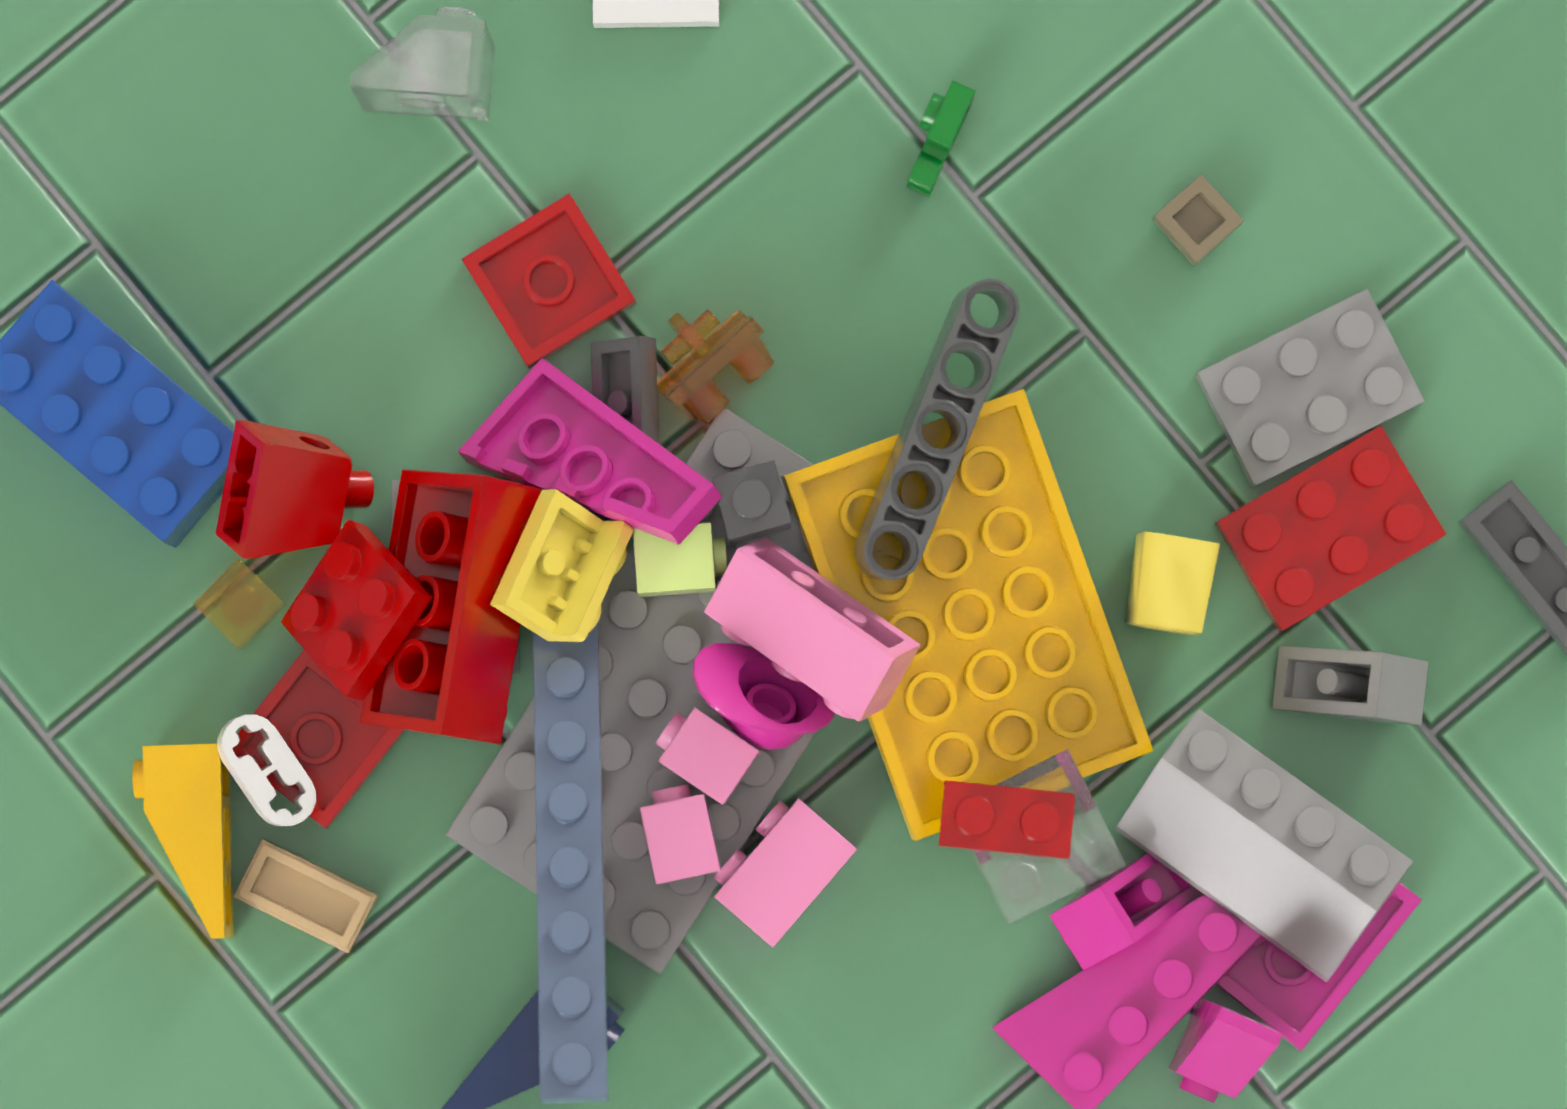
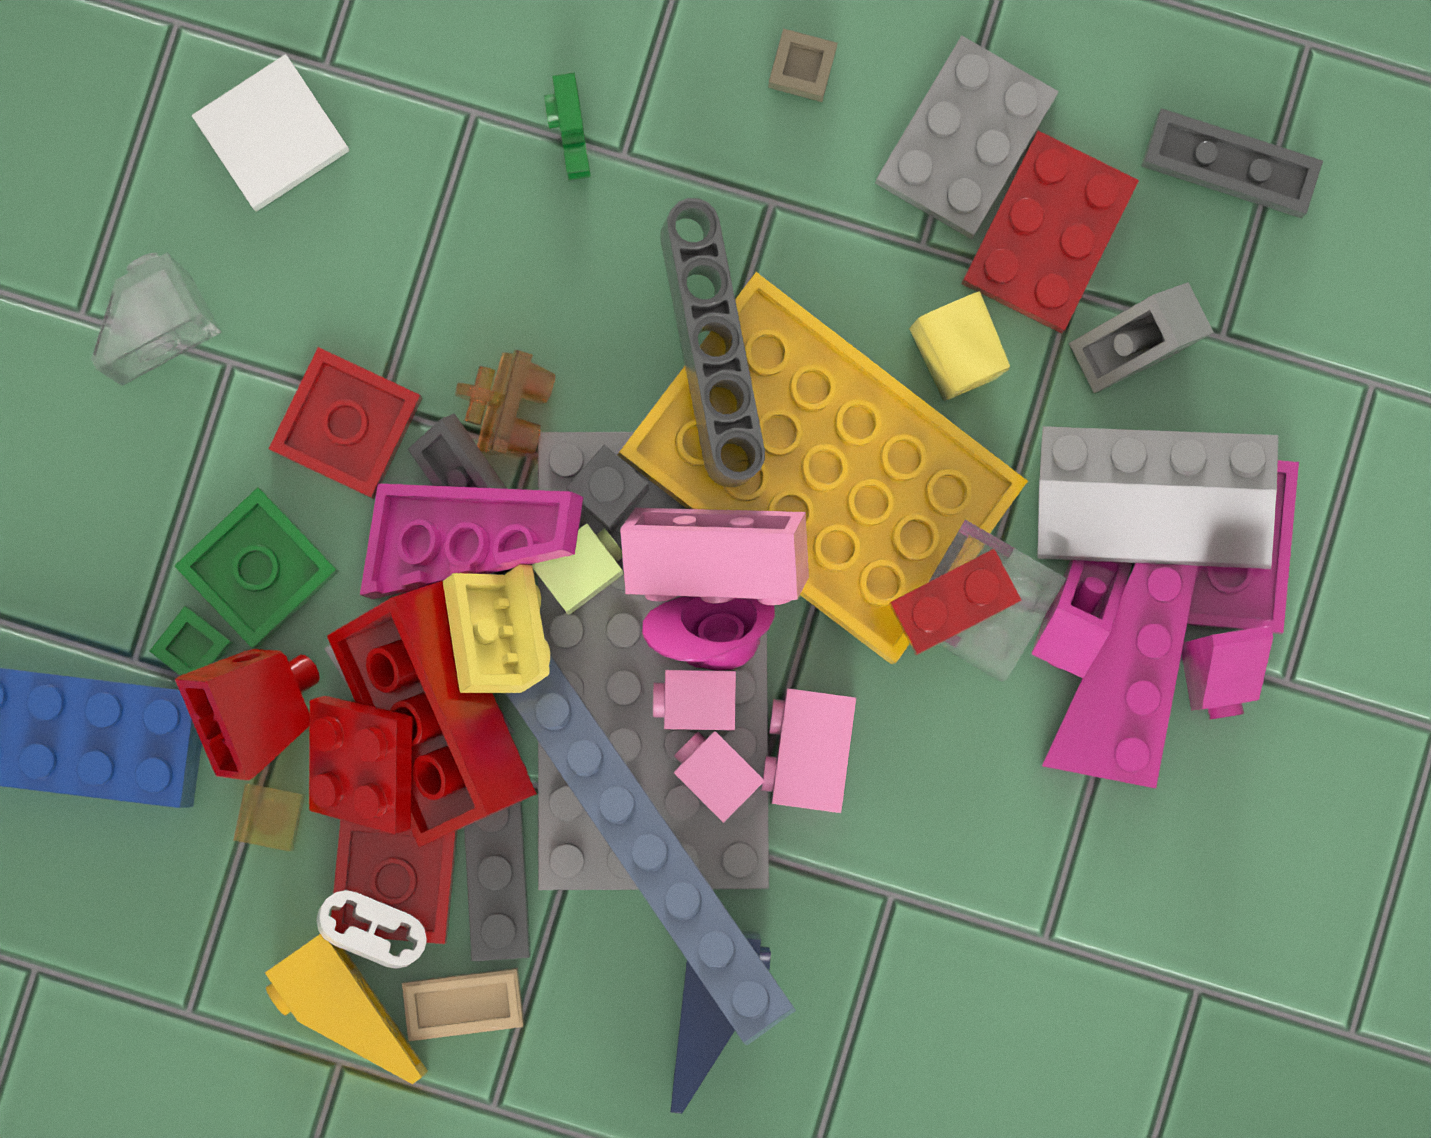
camera: 35 degrees left, 0 degrees up
(271, 394) = (190, 643): none -> green plate
(377, 364) = (256, 568): none -> green plate
(409, 807) = (497, 886): none -> dark grey plate

